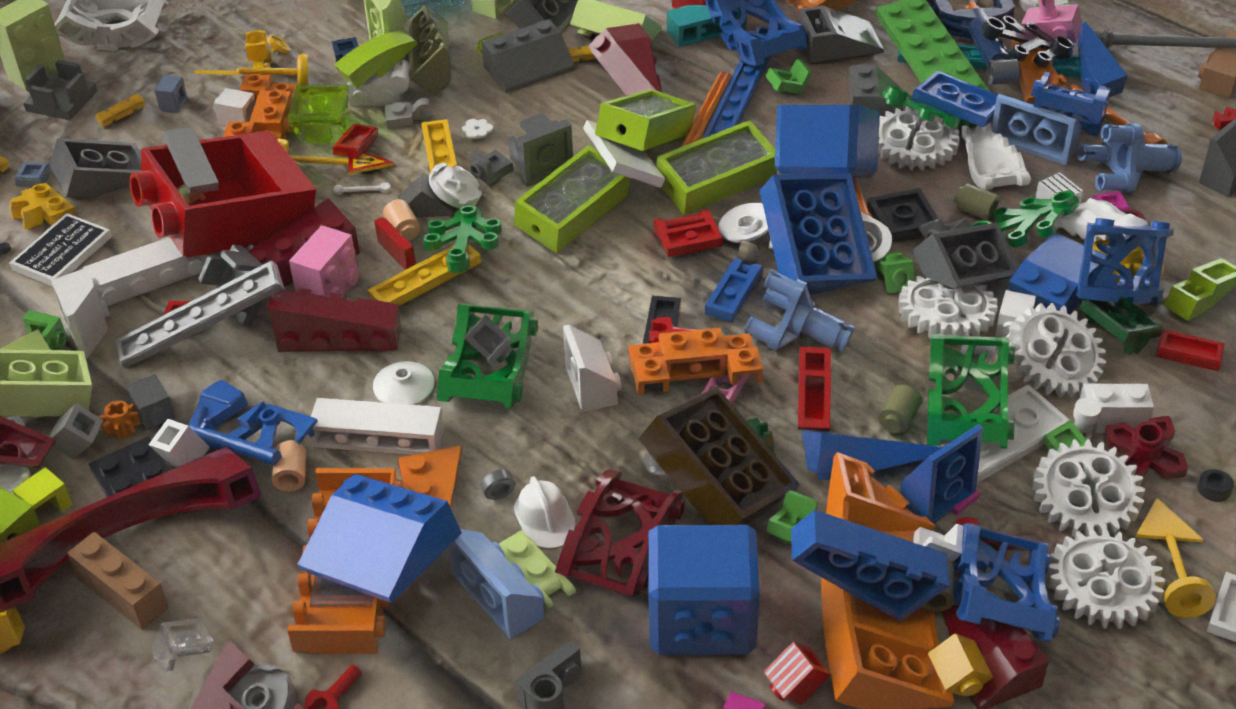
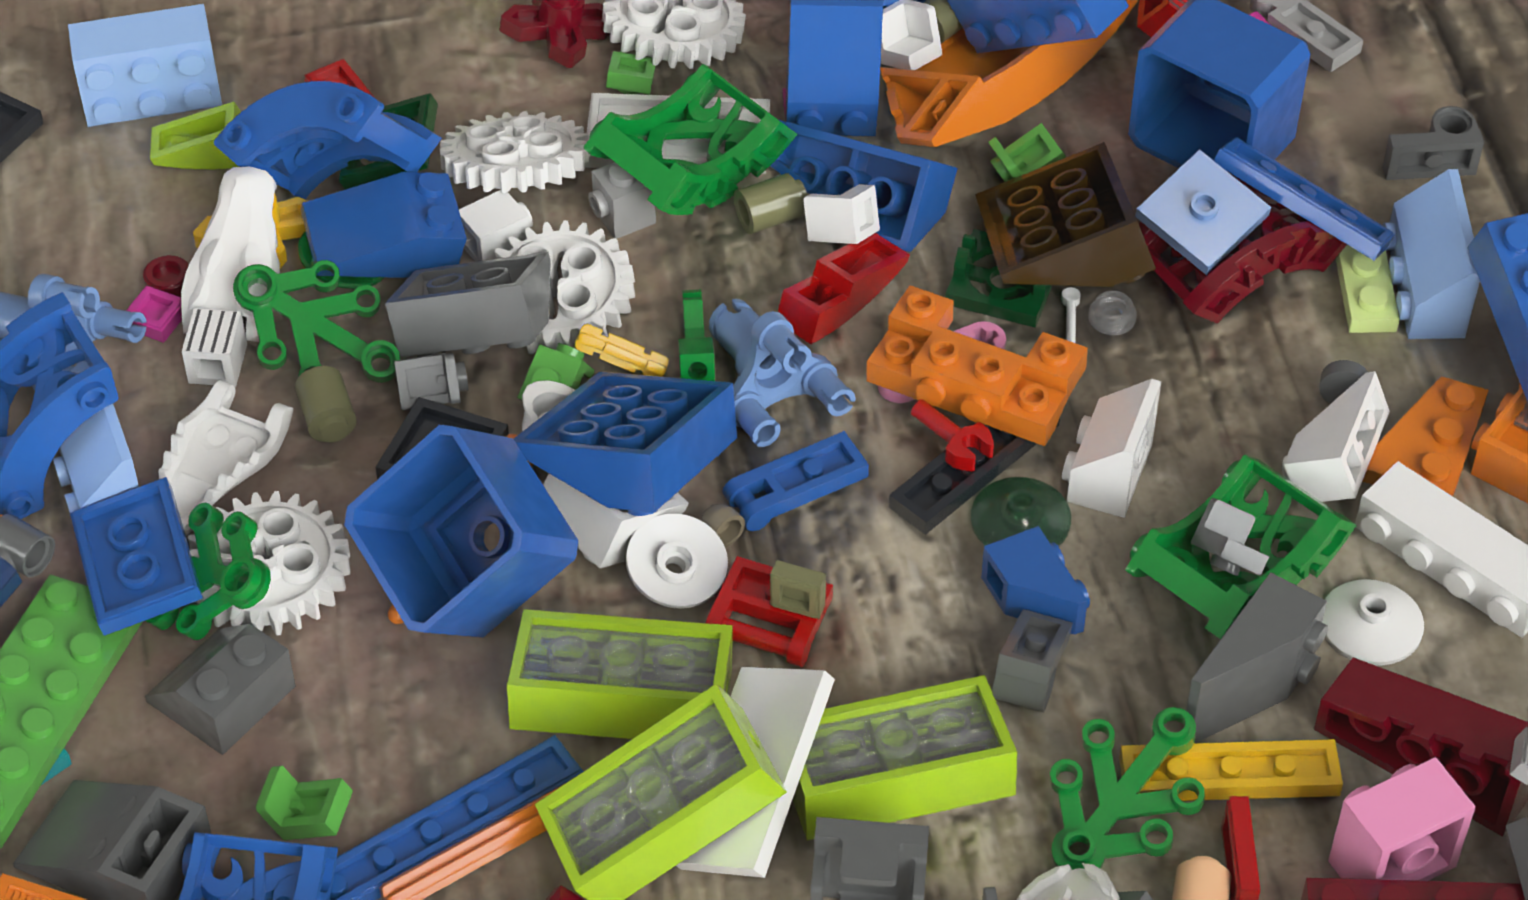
camera: 145 degrees left, 5 degrees up
(437, 305) = (1259, 657): none -> dark grey slope
(473, 432) = (1337, 445): none -> white slope
(544, 514) = (1303, 338): white piece -> none
(550, 267) = (1031, 660): none -> dark grey plate
(577, 300) = (1032, 576): none -> blue slope
(588, 549) = (1304, 198): none -> blue tile
(616, 336) = (1017, 506): none -> clear green dish
(643, 498) = (1203, 212): none -> plate
(674, 222) = (797, 589): none -> olive tile
(842, 306) = (695, 350): none -> green piece
(846, 412) = (842, 217): none -> white panel
(878, 291) = (620, 351): none -> yellow axle
(1111, 404) = (542, 68): white hinge -> none

